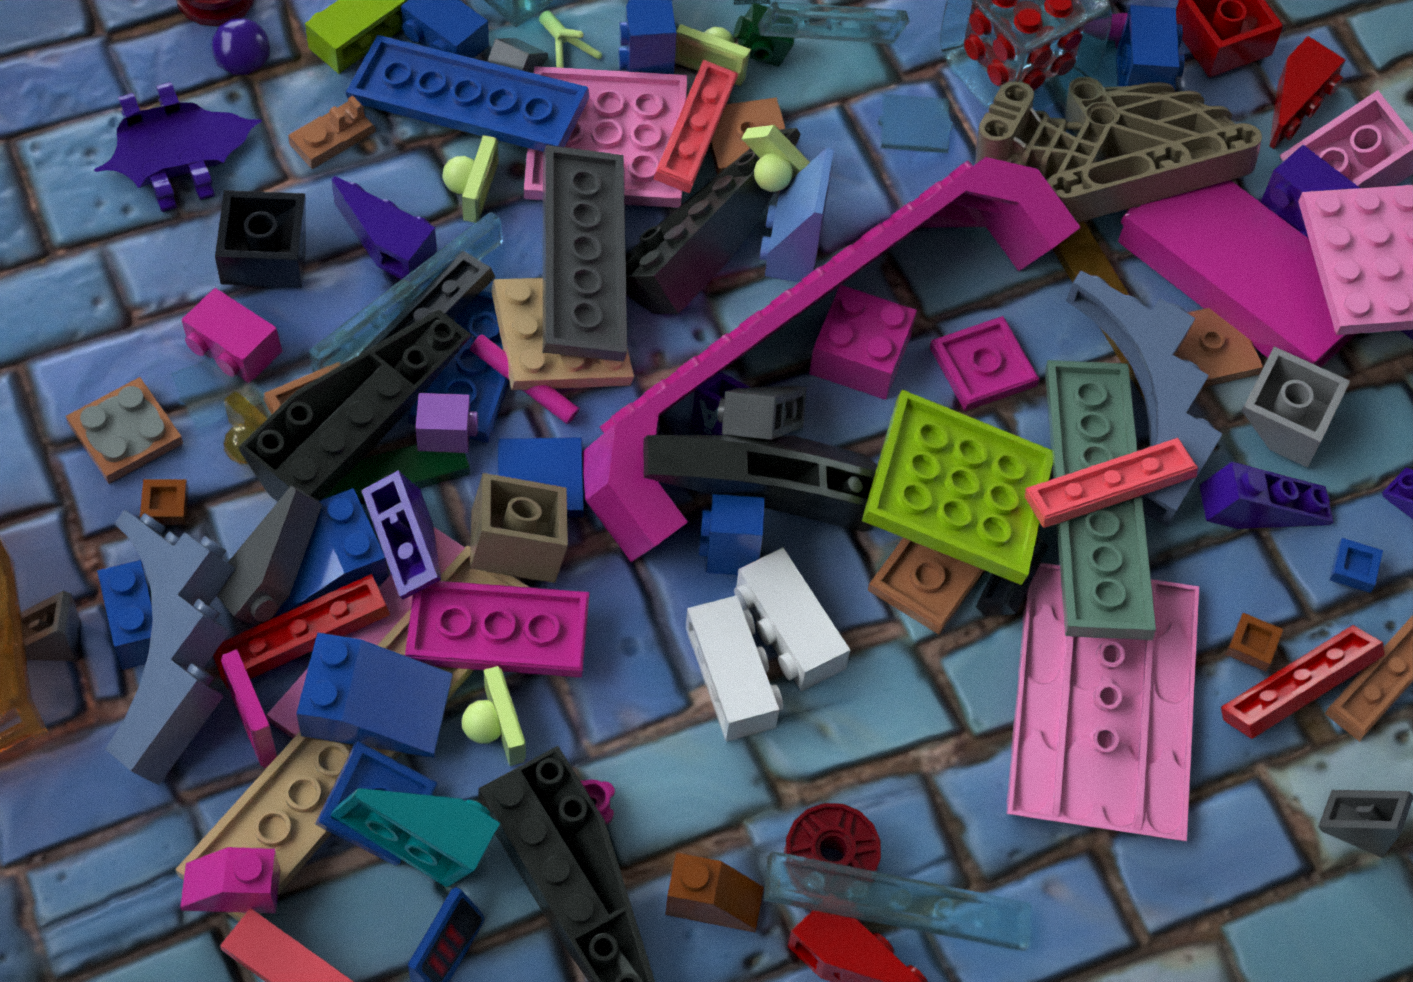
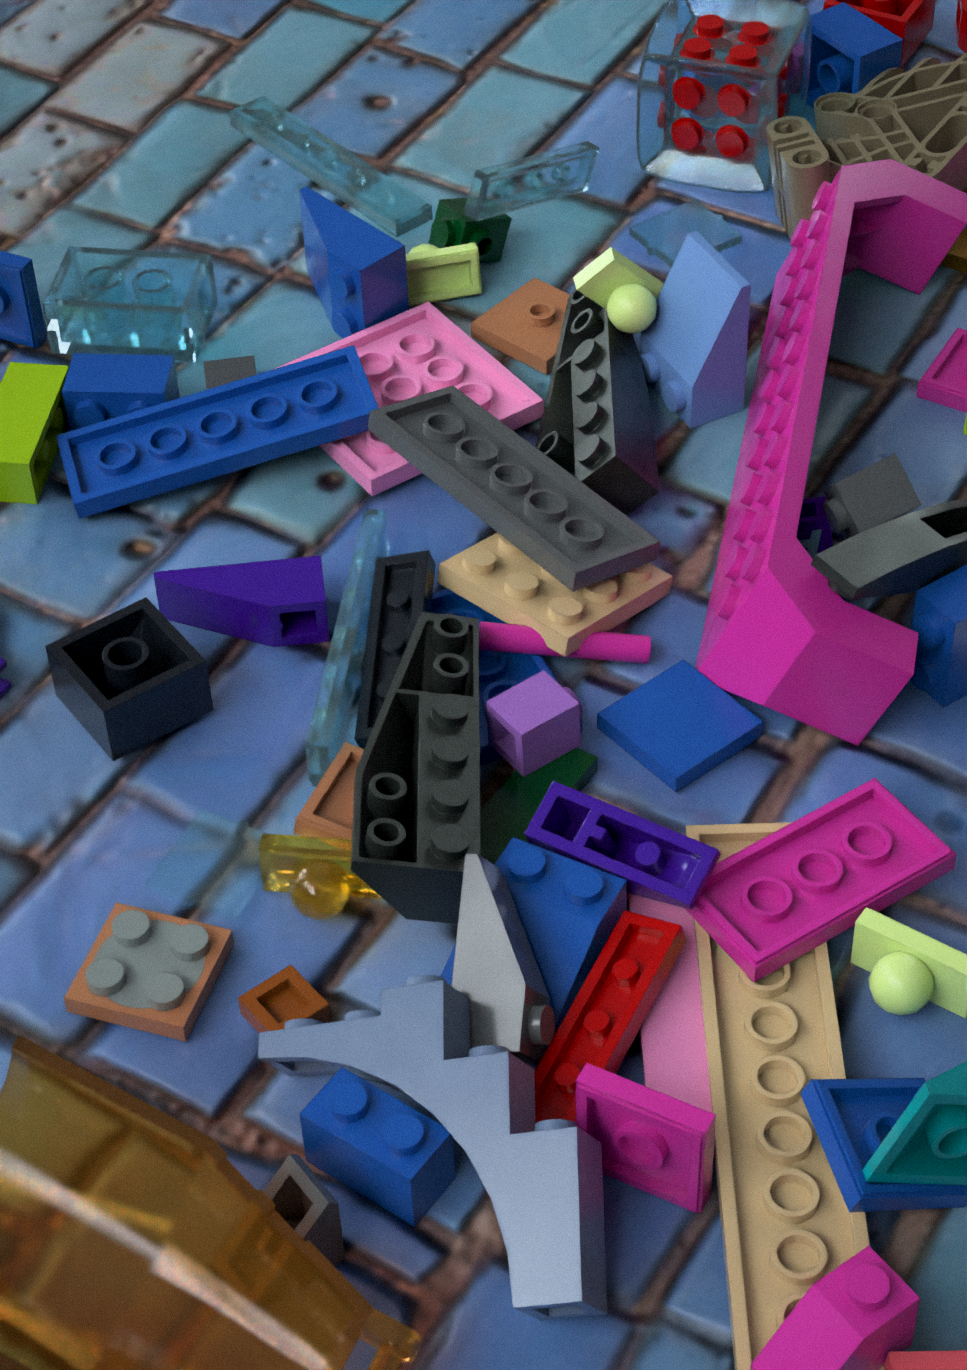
camera: 30 degrees left, 15 degrees down
(231, 335) = (188, 792): dark pink brick -> none
(331, 133) = (91, 553): nougat plate -> none
(372, 697) = (761, 1030): blue slope -> none
(473, 177) = (302, 502): yellowish green tile -> none
(518, 528) = (734, 764): dark tan brick -> none
(565, 35) = (257, 339): yellowish green plant -> none
(695, 126) = (490, 334): coral tile -> none
(862, 342) = (869, 413): dark pink brick -> none

